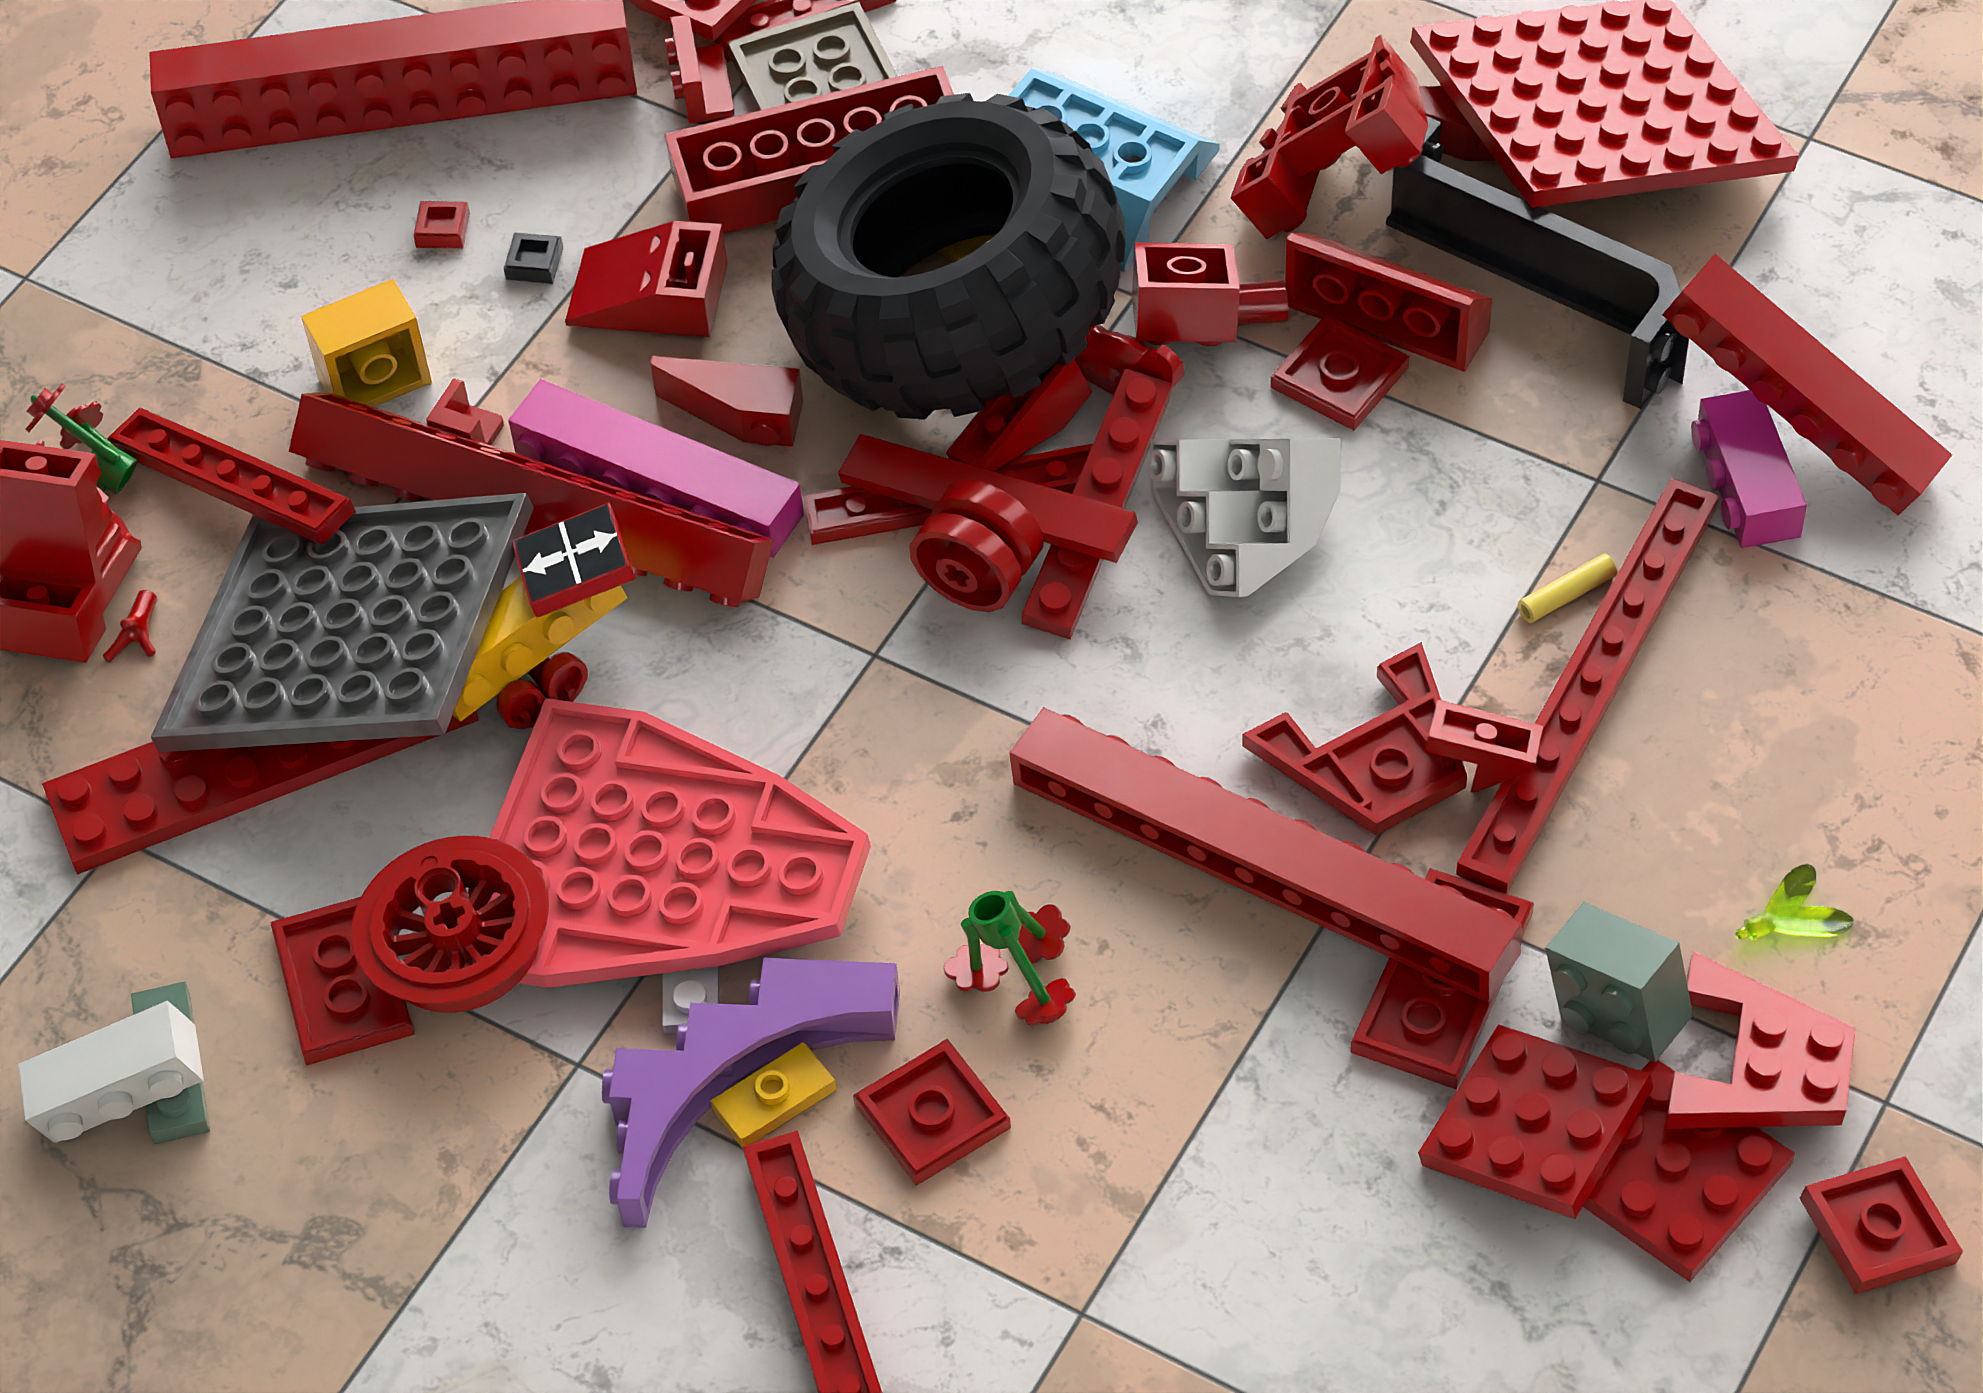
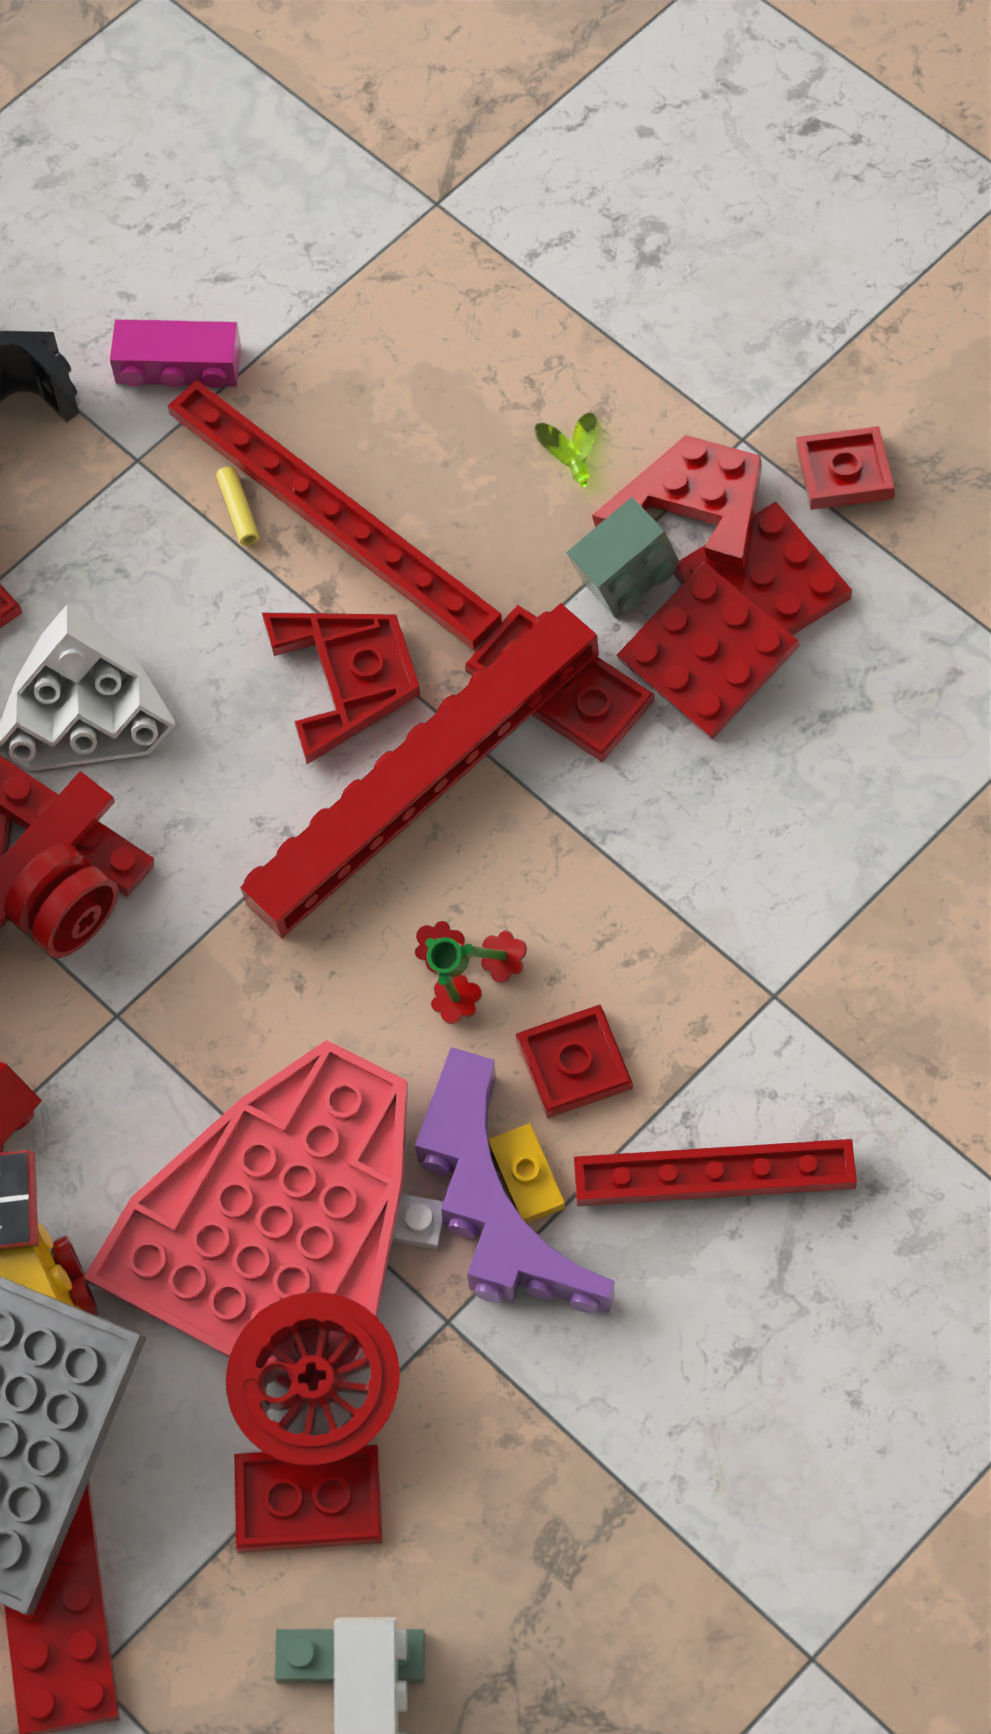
camera: 75 degrees left, 10 degrees up
(1494, 742) = (379, 590): red slope -> none
(1807, 385) = (134, 283): red brick -> none

